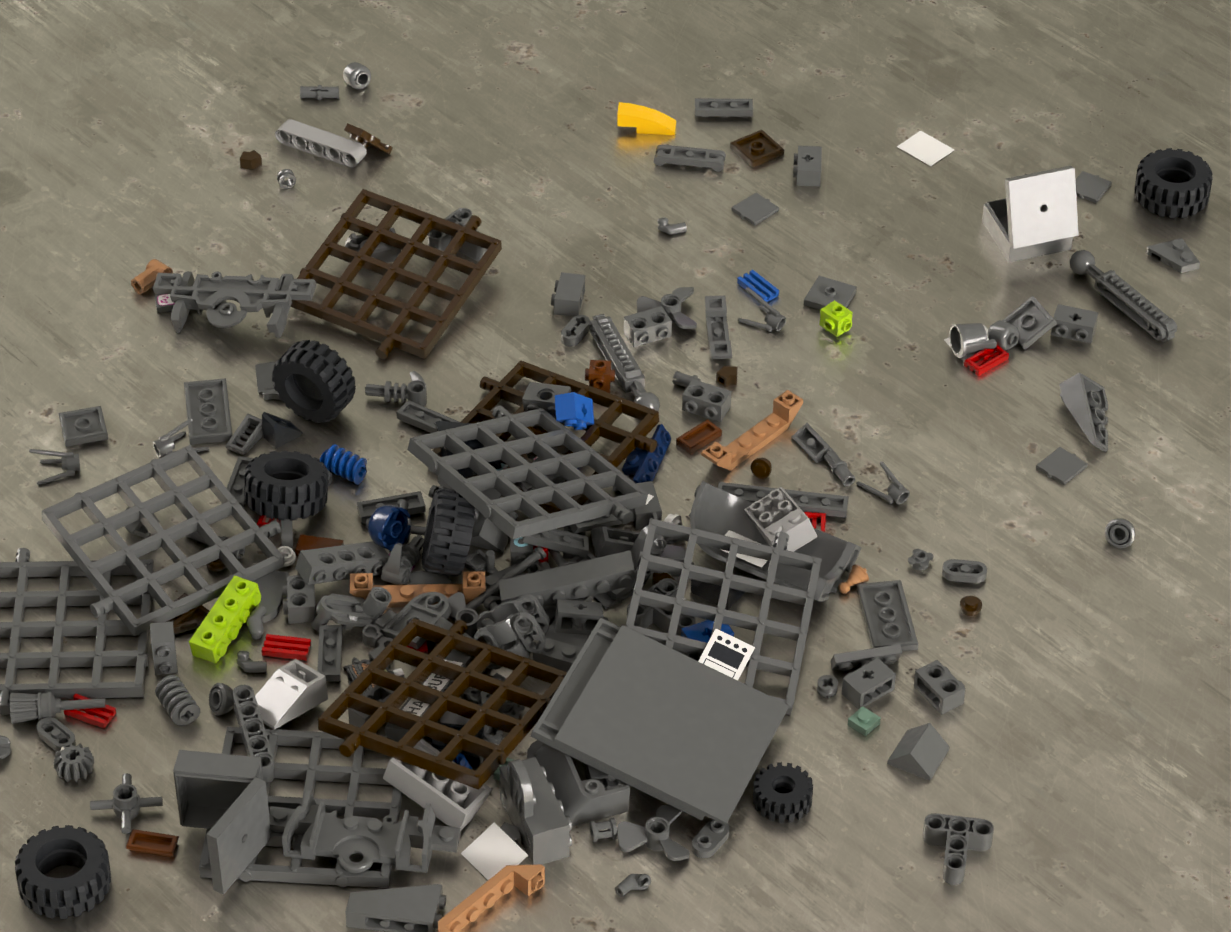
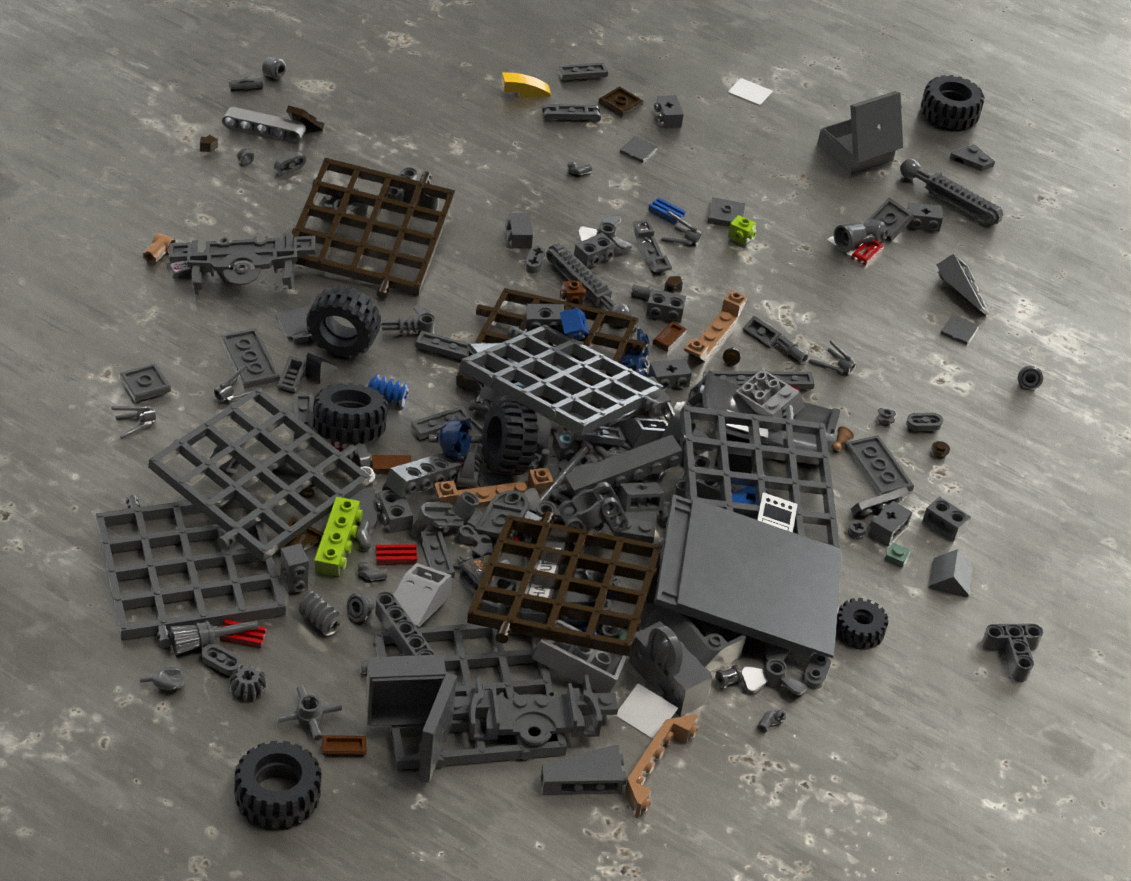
camera: 20 degrees left, 0 degrees up
(333, 191) = (289, 163): none -> dark grey plate
(676, 481) = (671, 373): none -> dark grey brick

